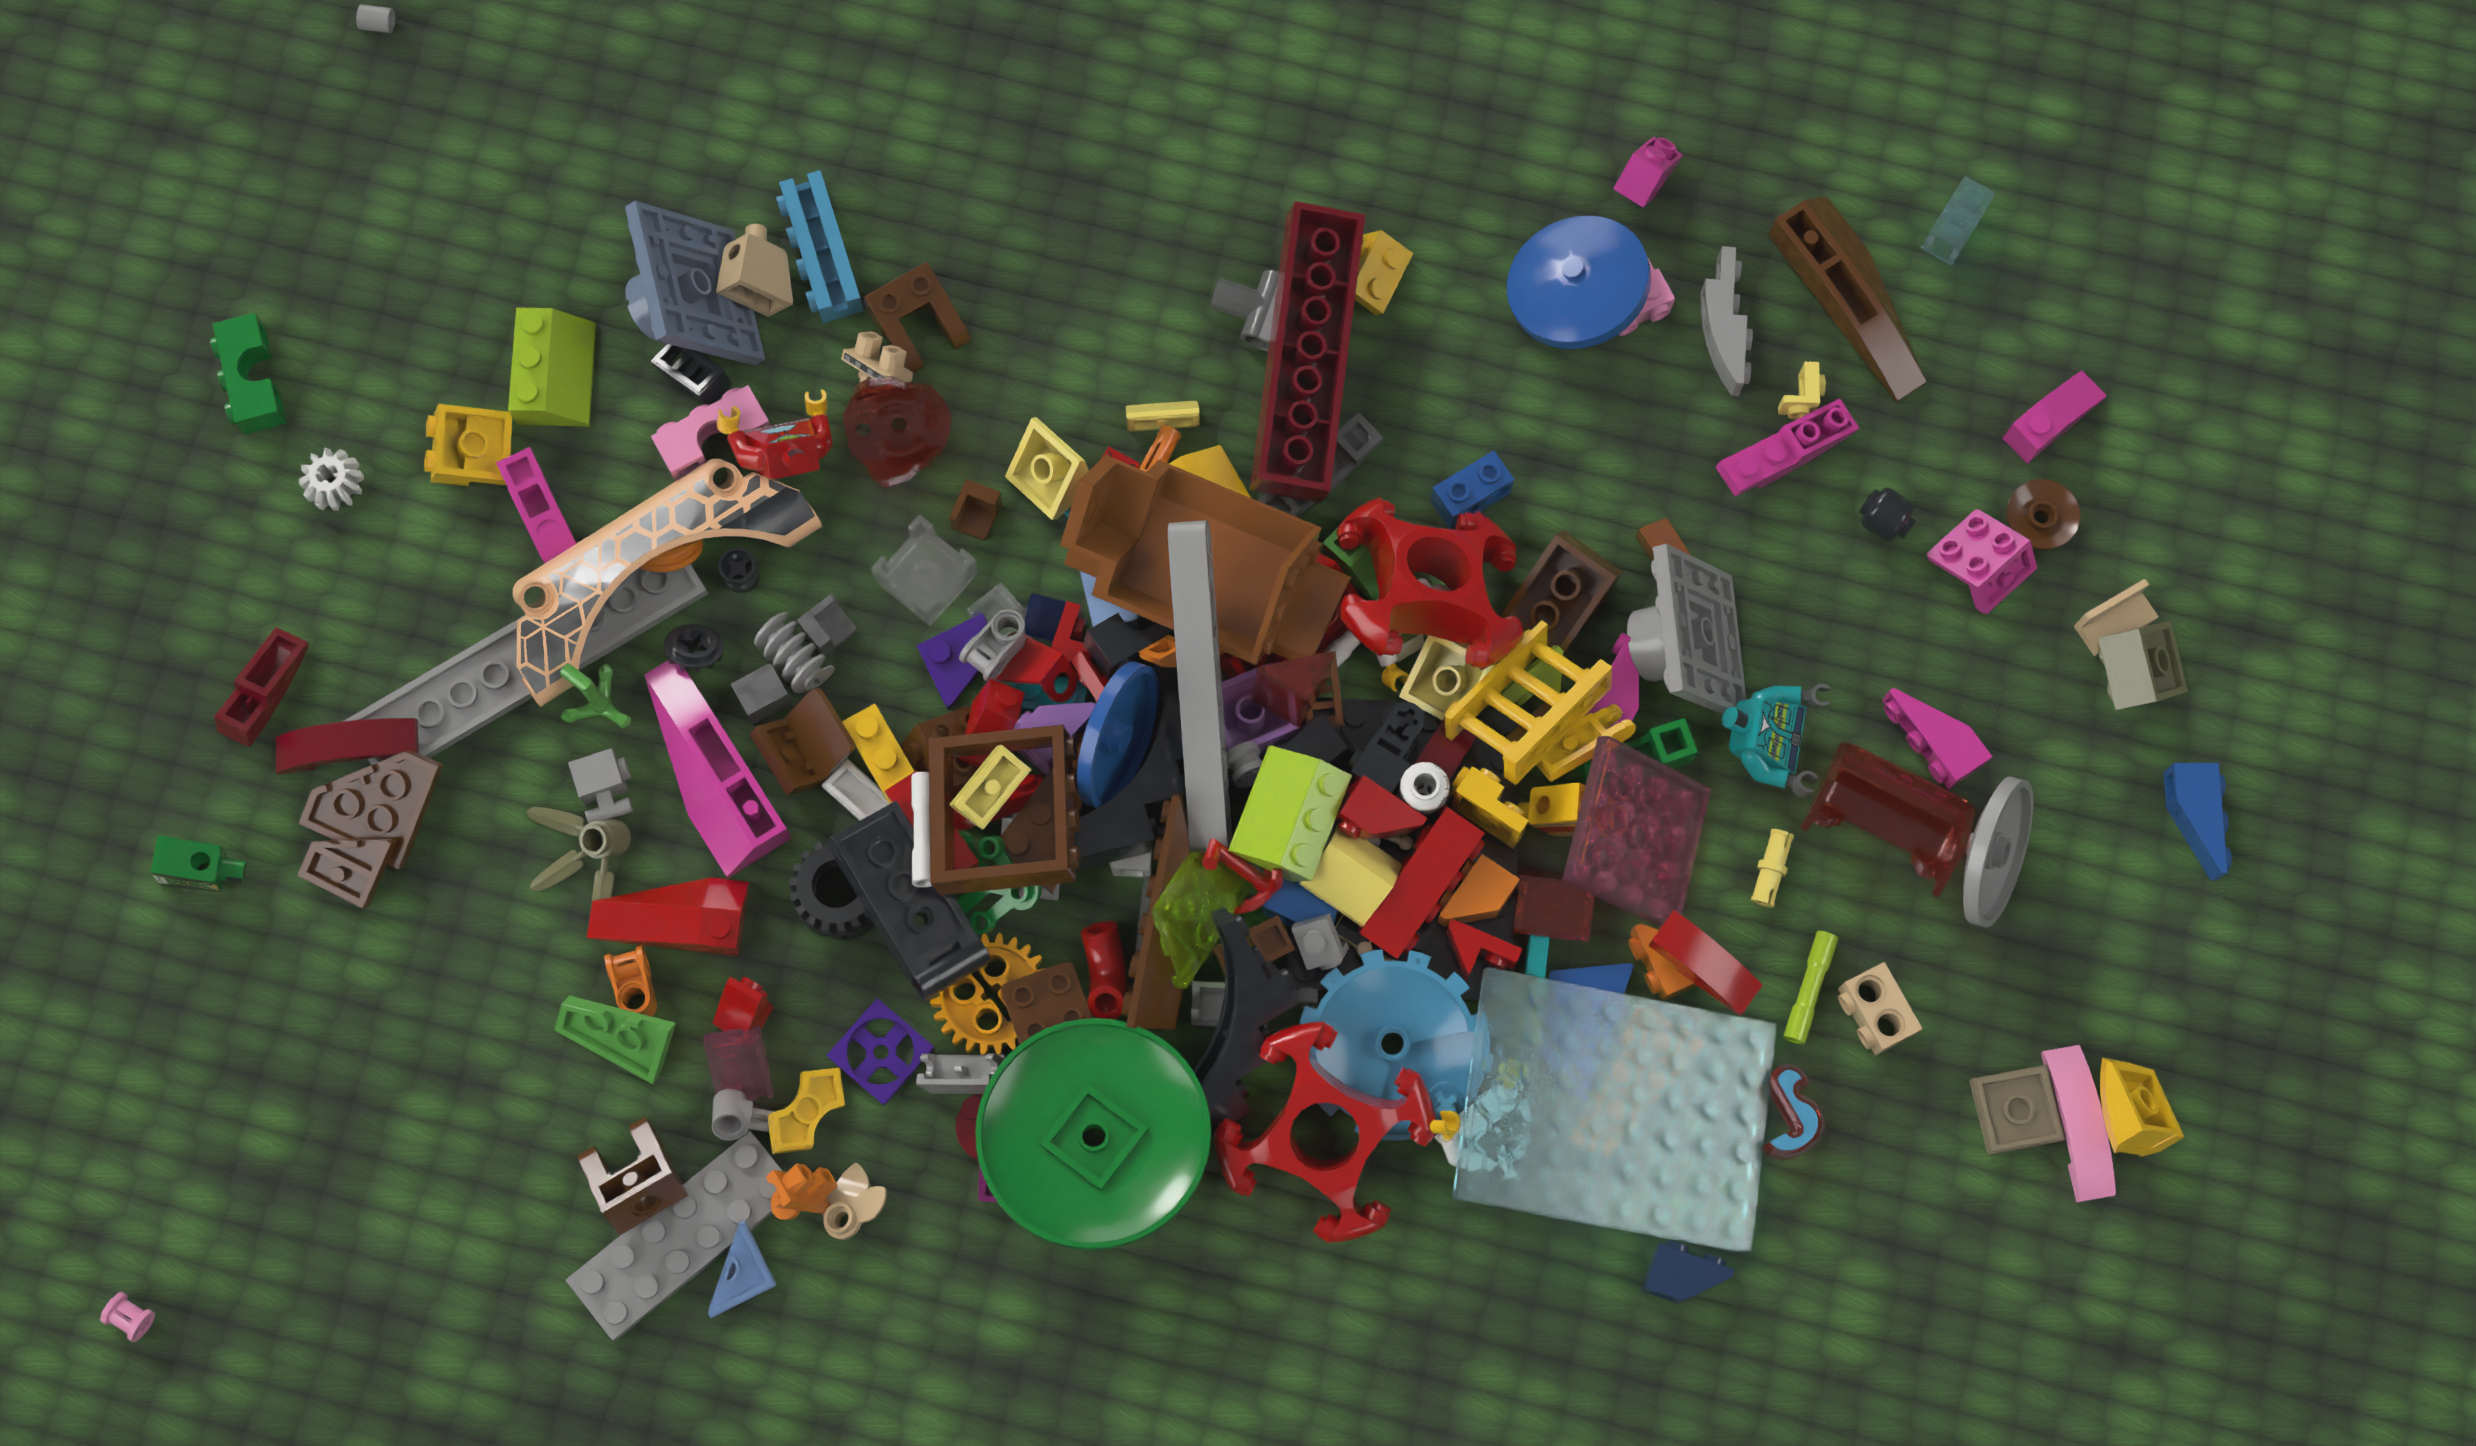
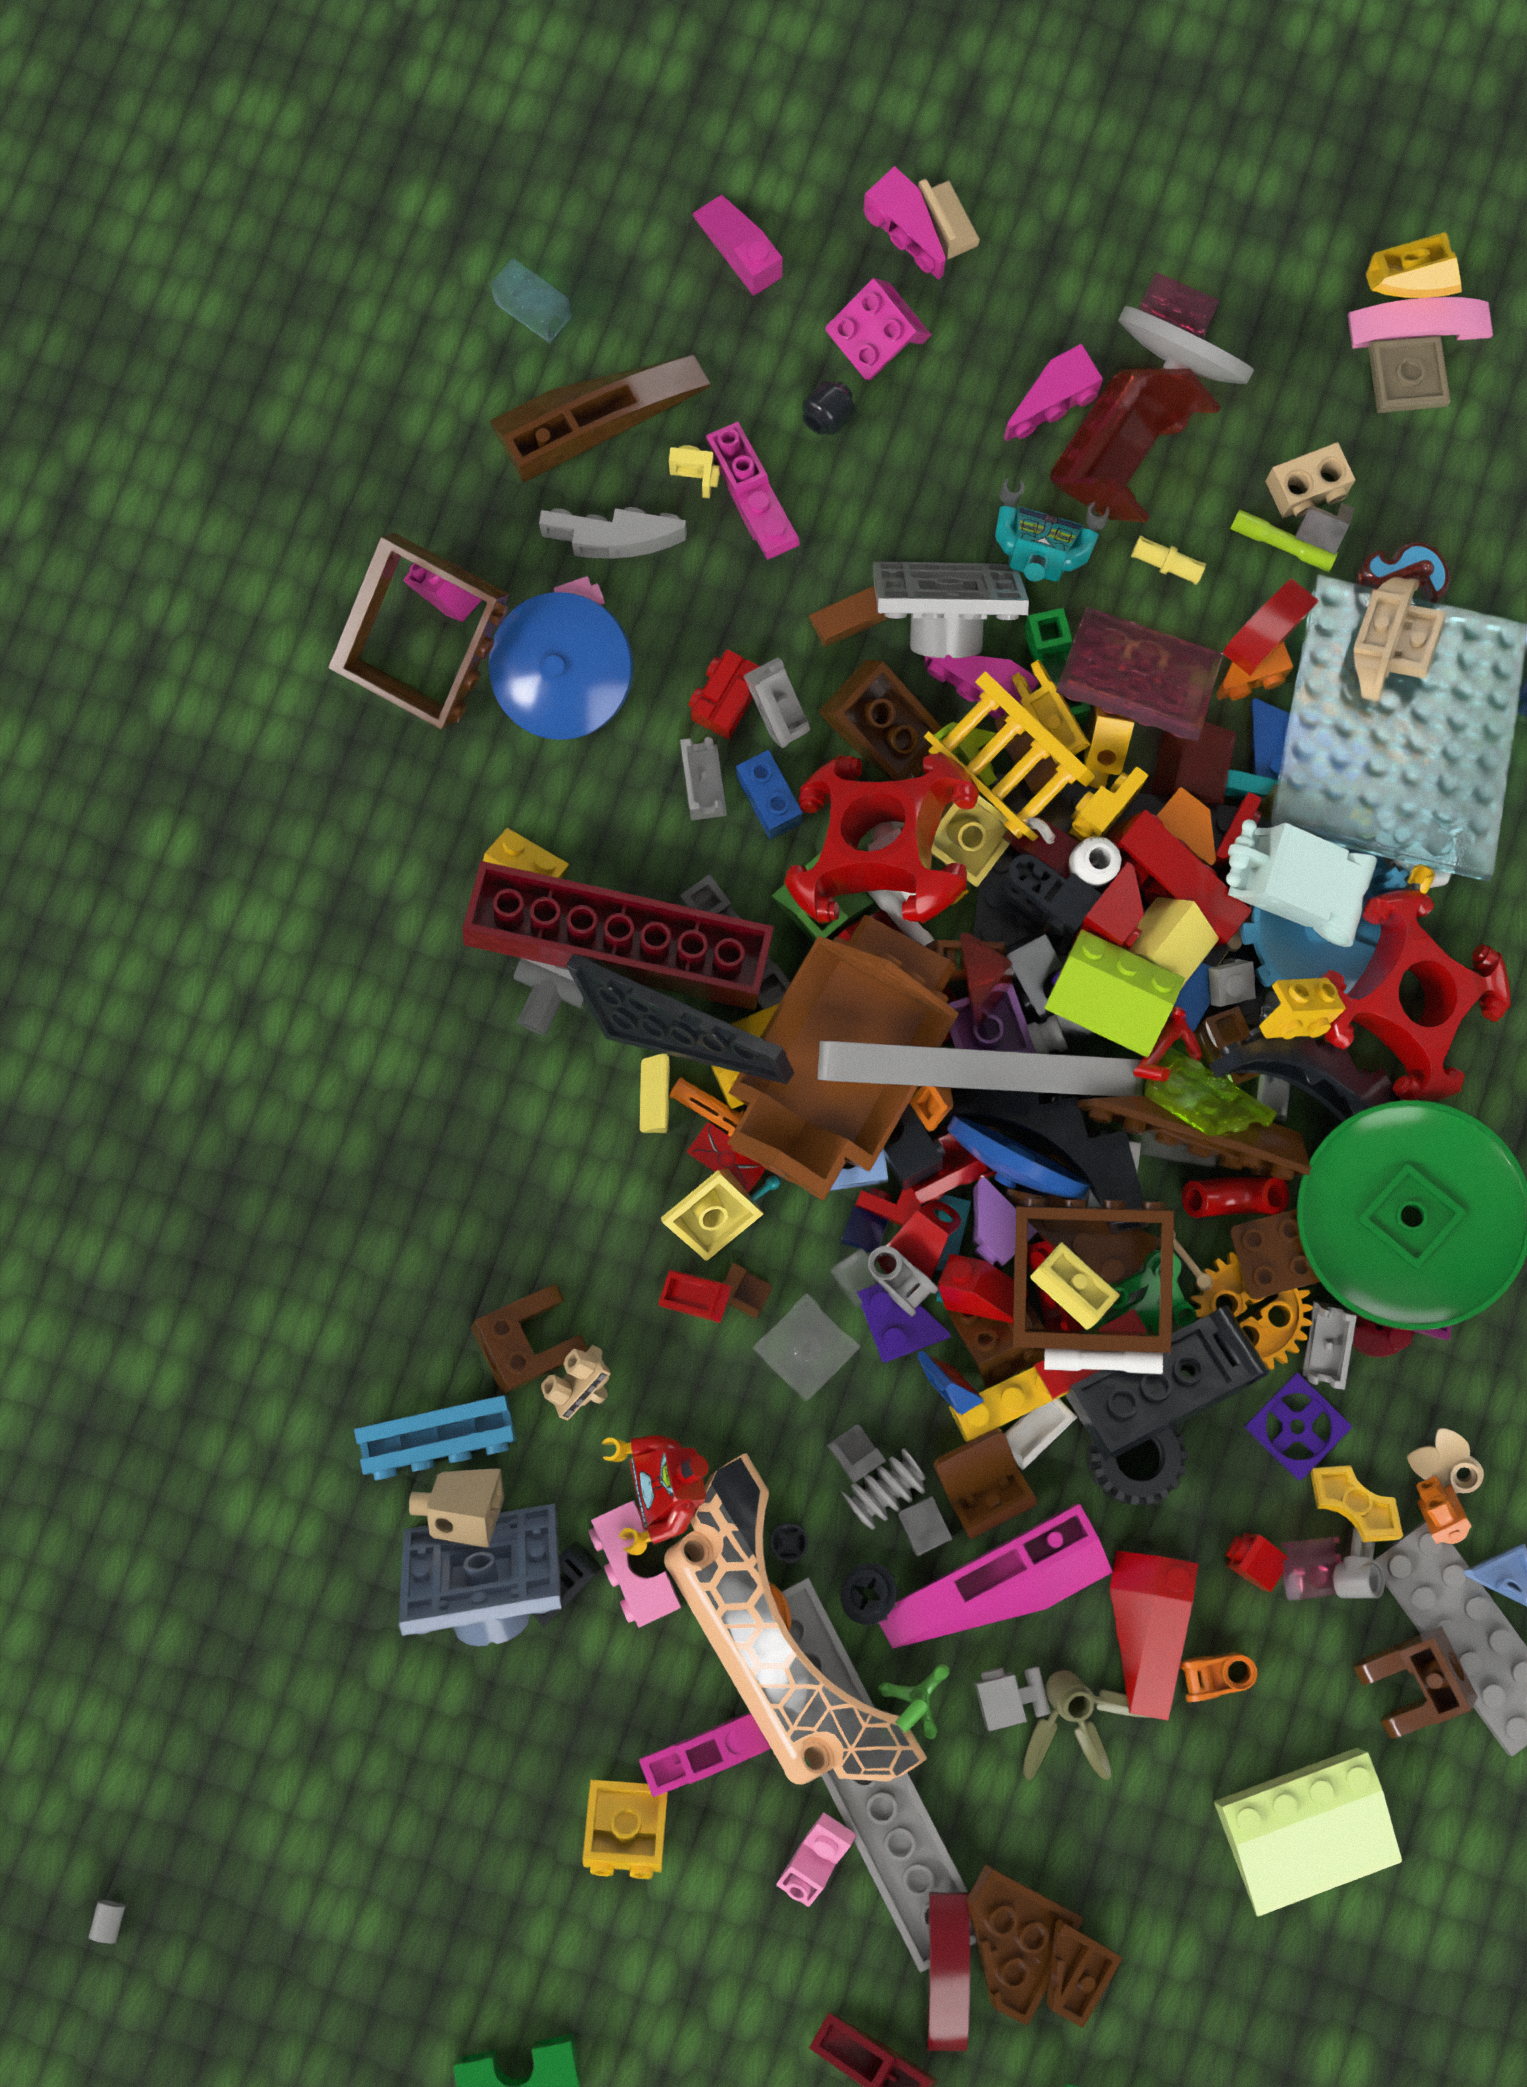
camera: 85 degrees left, 5 degrees up
(339, 490) = (663, 1986): white gear -> none
(445, 619) = (815, 1859): none -> bright pink slope
(486, 1081) = (1309, 1830): none -> yellowish green slope
(552, 368) = (545, 1733): lime slope -> none
(619, 1035) = (1273, 1692): bright green wing -> none
(890, 453) = (677, 1366): clear red piece -> none
(898, 701) = (949, 1383): none -> blue slope
(966, 461) = (694, 1296): none -> red tile
(1016, 941) = (1203, 1280): none -> tan hinge
(1221, 394) = (664, 1025): none -> black wing
(1290, 995) = (1304, 1010): none -> yellow bracket
(1433, 998) = (1301, 878): none -> light aqua piece
(1459, 730) = (1047, 831): none -> white leg
(1482, 427) = (703, 779): none -> light grey hinge
(1566, 487) = (777, 702): none -> light grey hinge
(1572, 442) = (724, 695): none -> red brick
(1599, 93) = (364, 612): none -> reddish brown window
(1711, 1093) = (1395, 637): none -> tan plate
(1822, 1025) = (1324, 528): none -> flat silver panel
(2052, 502) = (843, 253): reddish brown dish -> none
(2052, 862) = (1179, 305): none -> clear pink plate
(2119, 567) = (901, 211): none -> dark pink slope
(2142, 665) = (999, 200): slope -> none
(2195, 805) = (1137, 174): blue slope -> none

